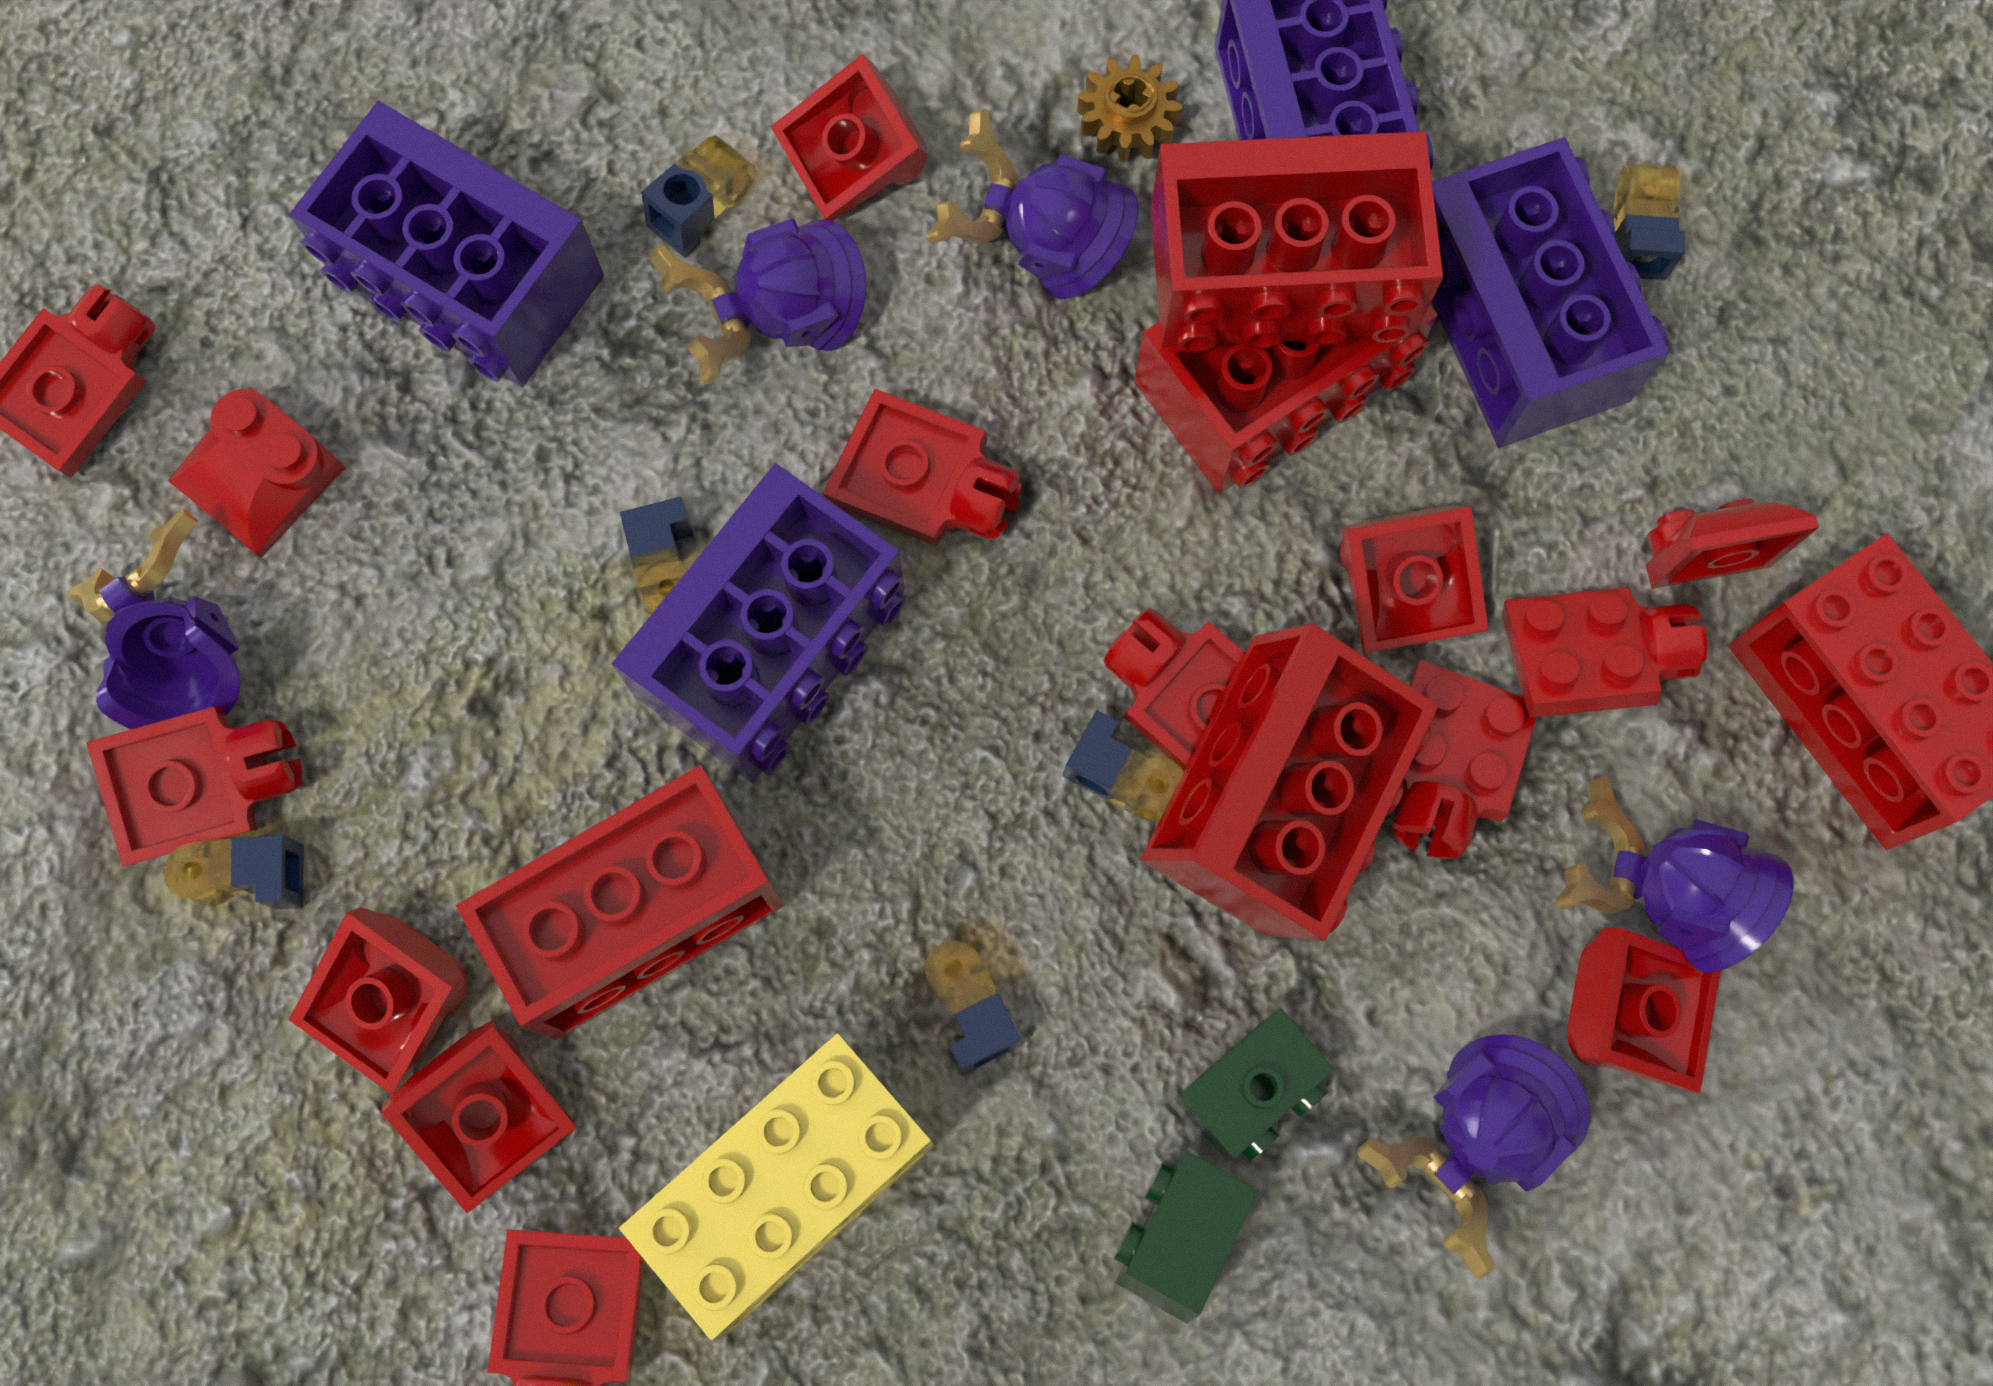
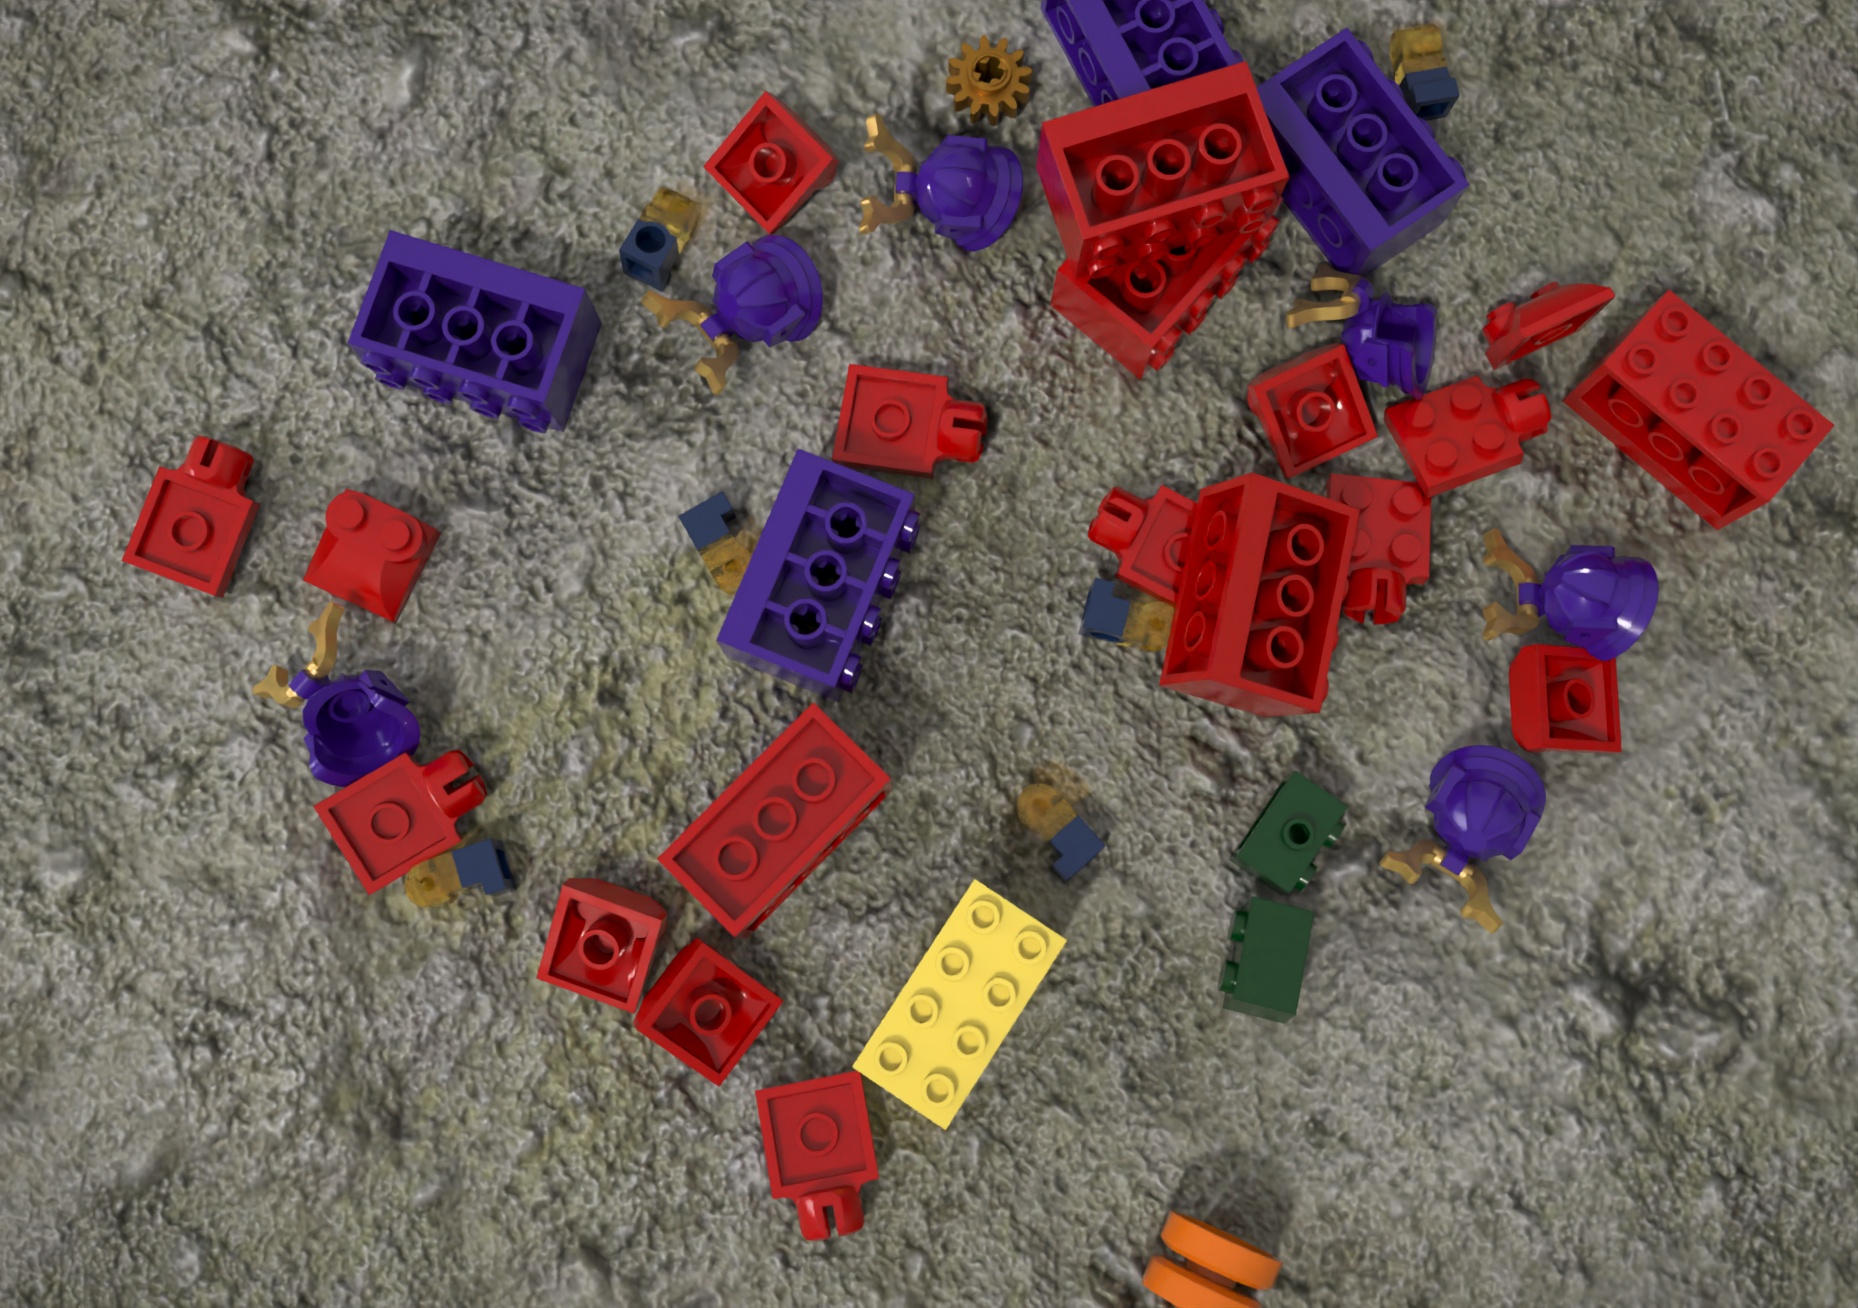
camera: 15 degrees left, 5 degrees up
(1517, 510) = (1382, 338): none -> dark purple helmet

